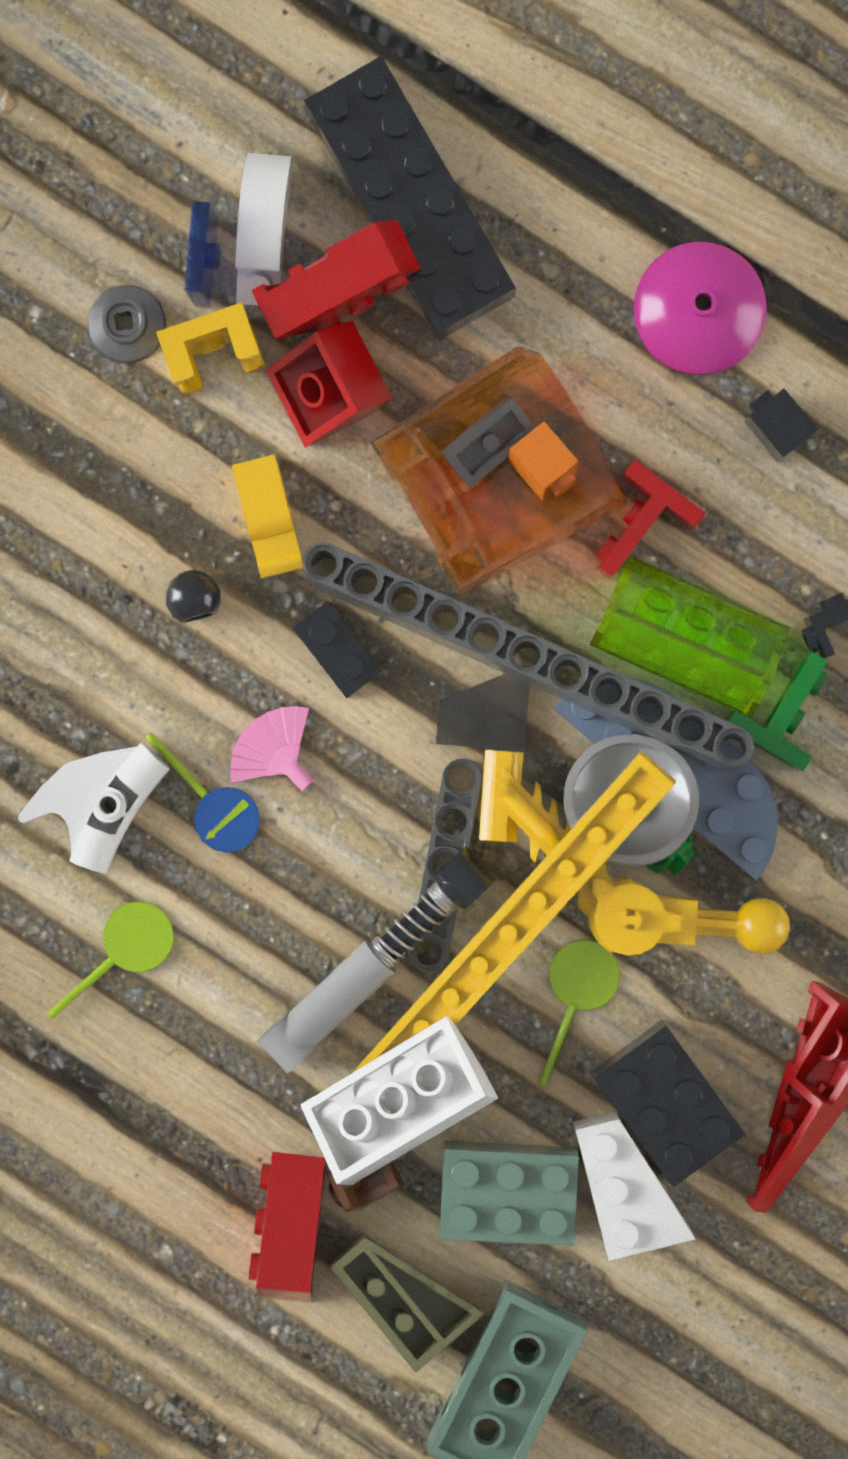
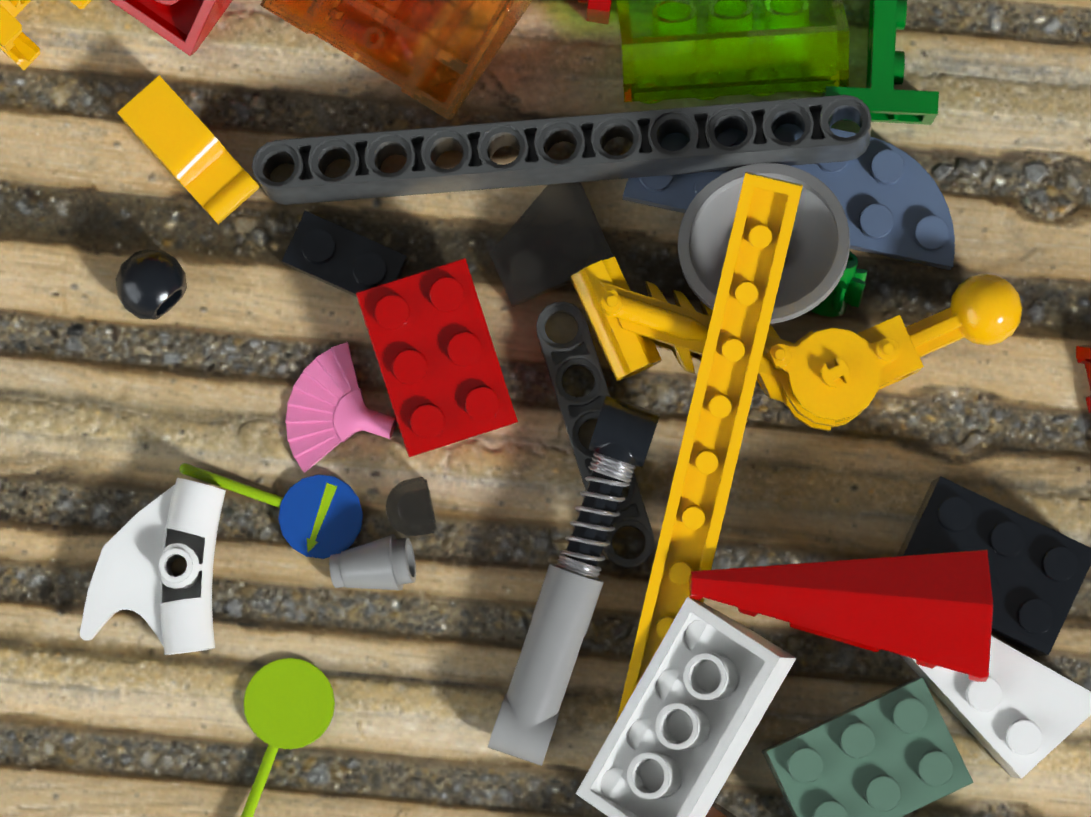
camera: 30 degrees left, 5 degrees down
(245, 874) = (375, 565): none -> light grey cone
(291, 851) = (411, 509): none -> clear smoke brick
(363, 755) = (436, 357): none -> red brick
(583, 979) = (818, 481): lime piece -> none
(593, 1106) = (907, 605): none -> red wedge

